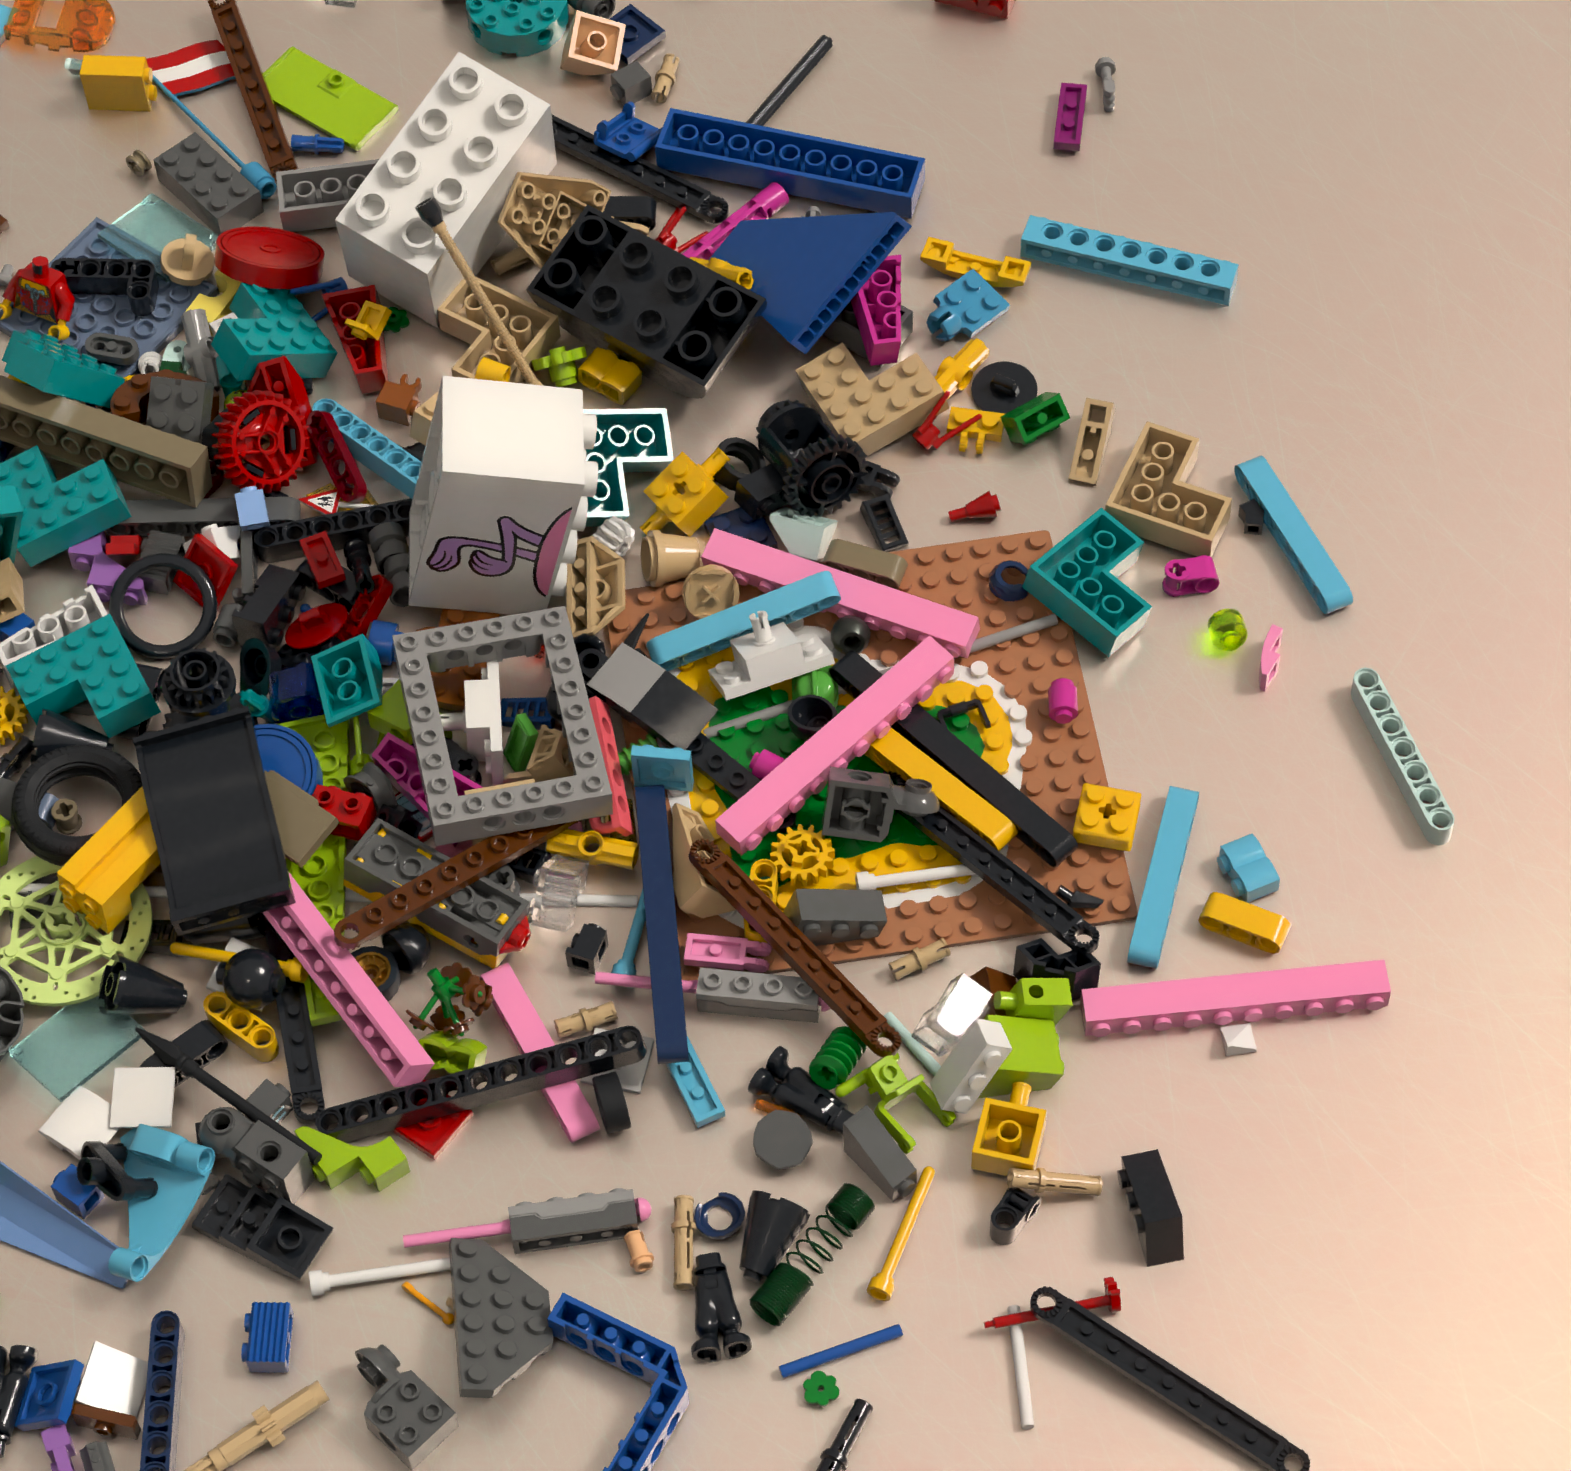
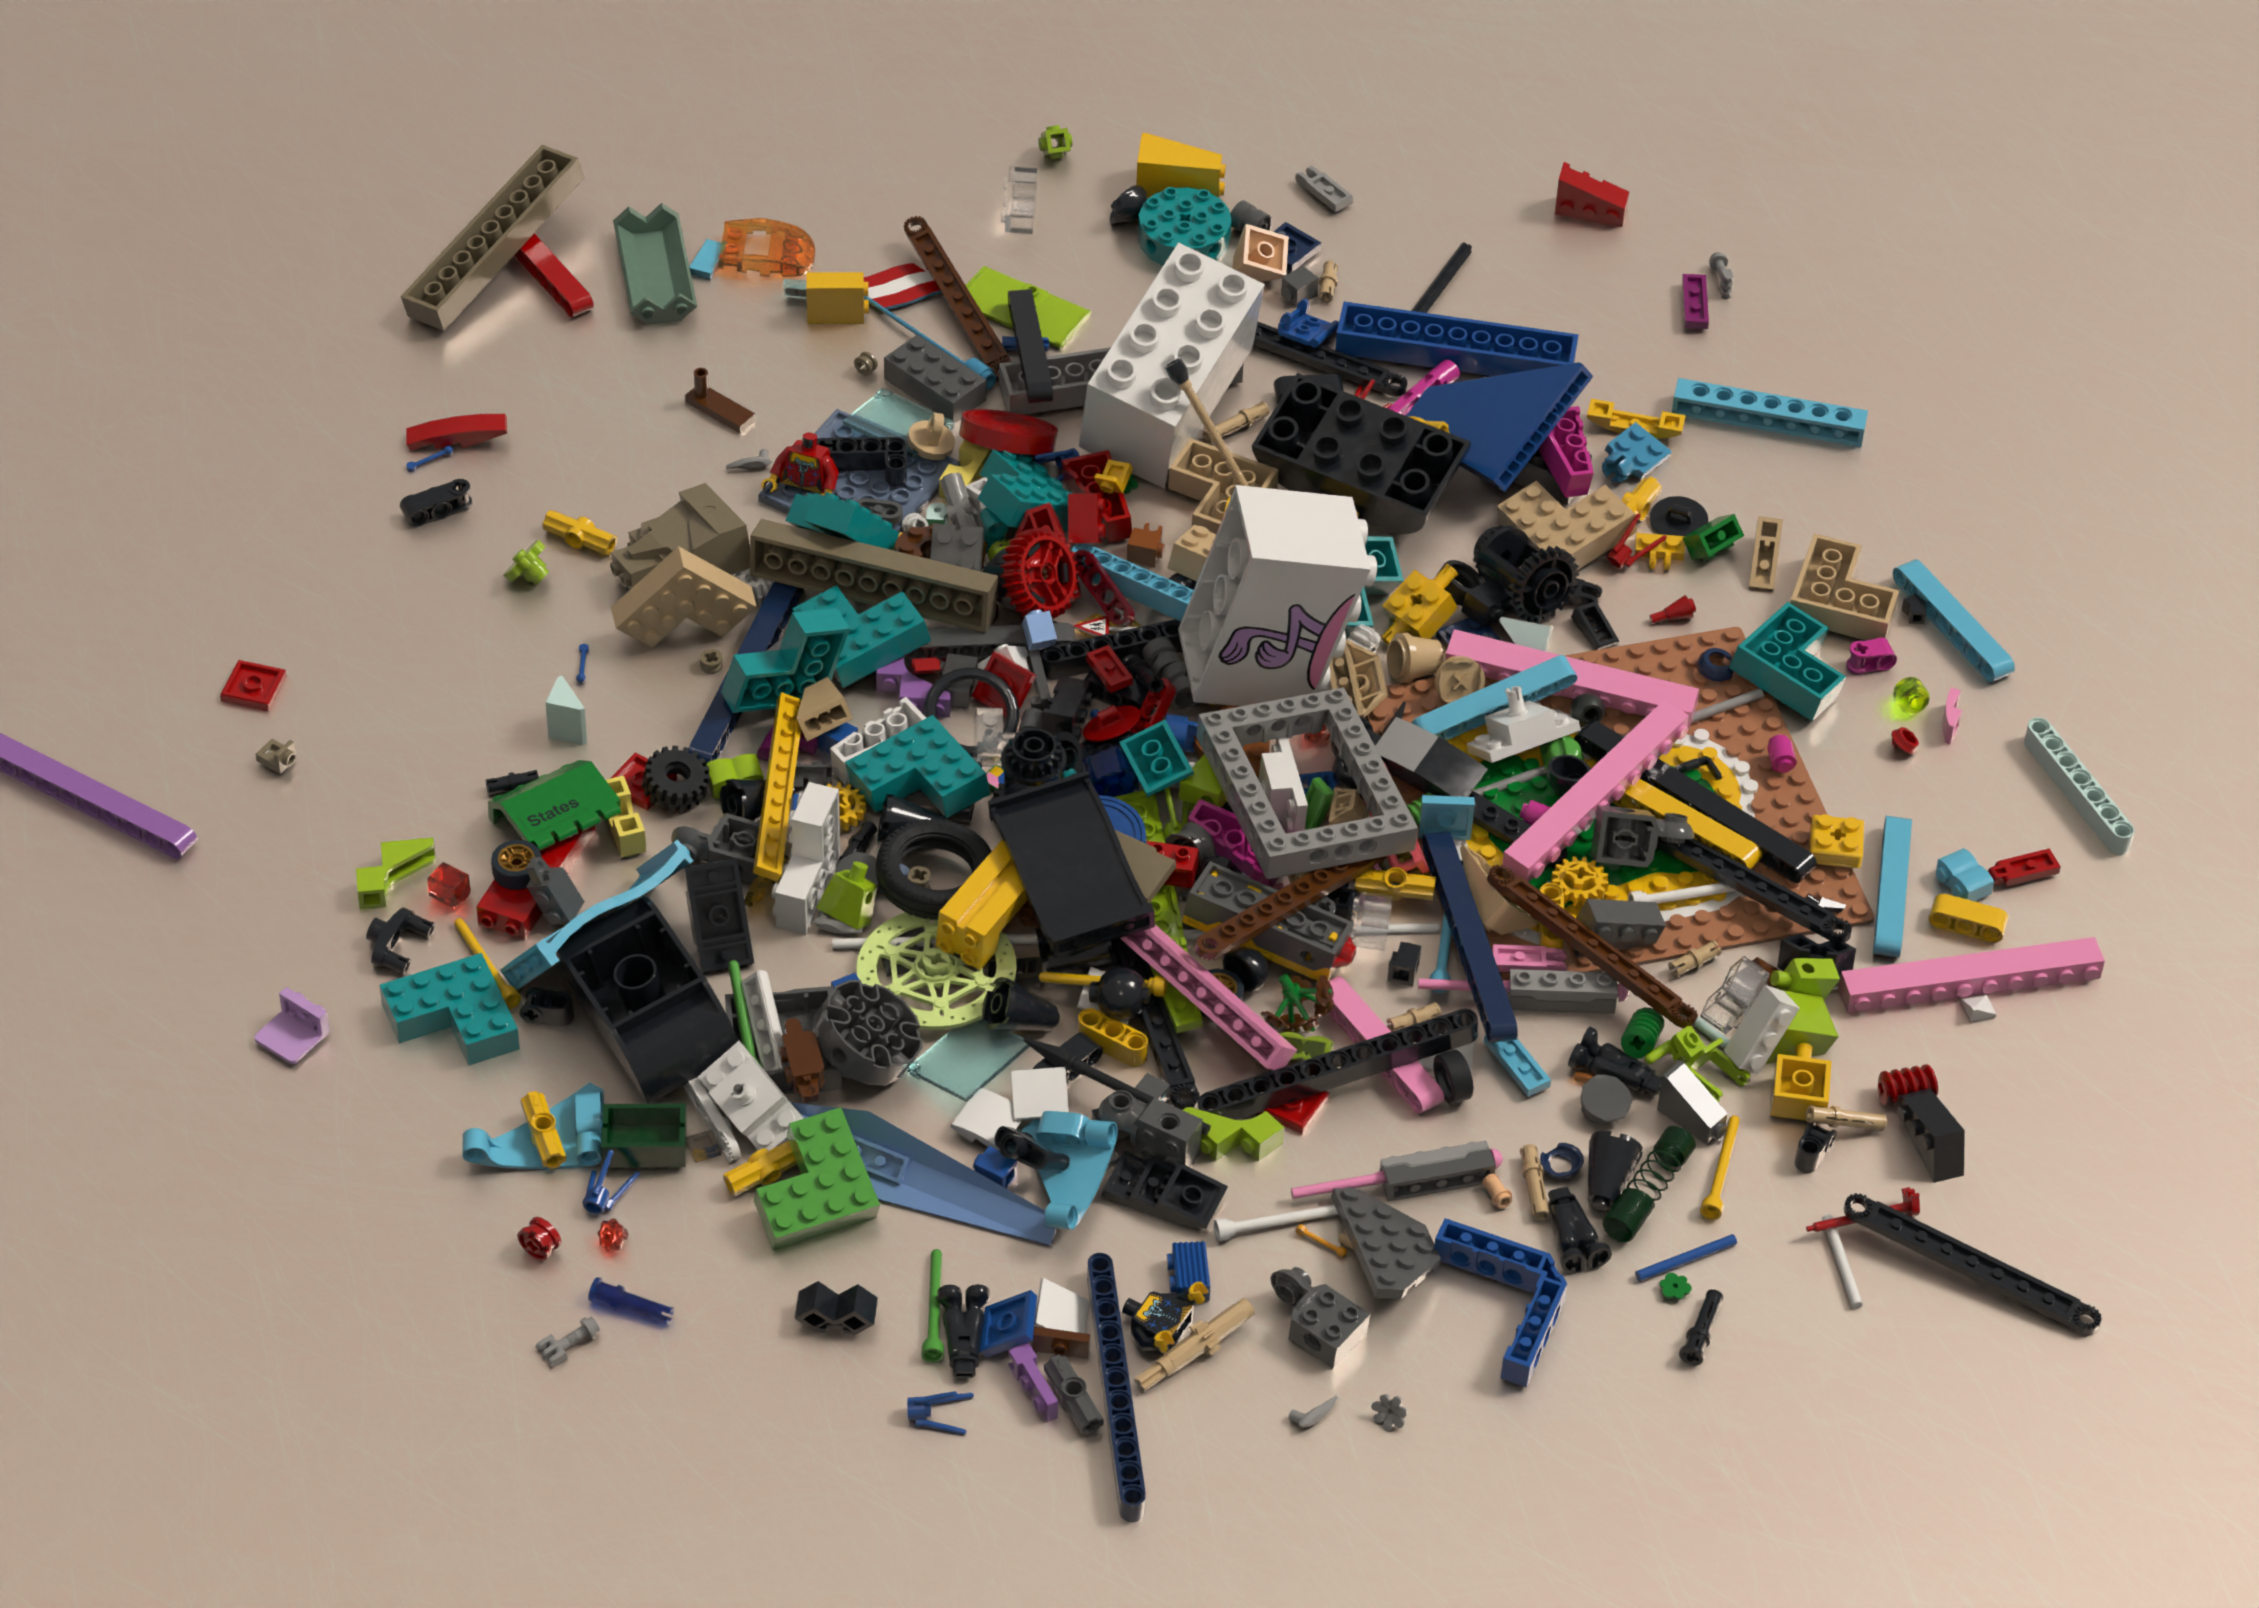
camera: 10 degrees left, 10 degrees down
(175, 636) = (989, 736): none -> clear brick
(224, 1398) = (1163, 1317): none -> torso
(310, 154) = (1030, 346): none -> black beam
(331, 370) = (1085, 518): none -> red brick
(544, 209) = (1258, 381): tan wedge -> none
(866, 562) = (1589, 651): dark tan beam -> none
(1133, 1138) = (1906, 1082): none -> red piece
(1210, 687) = (1904, 740): none -> red hat
(1321, 860) = (2025, 868): none -> red hinge

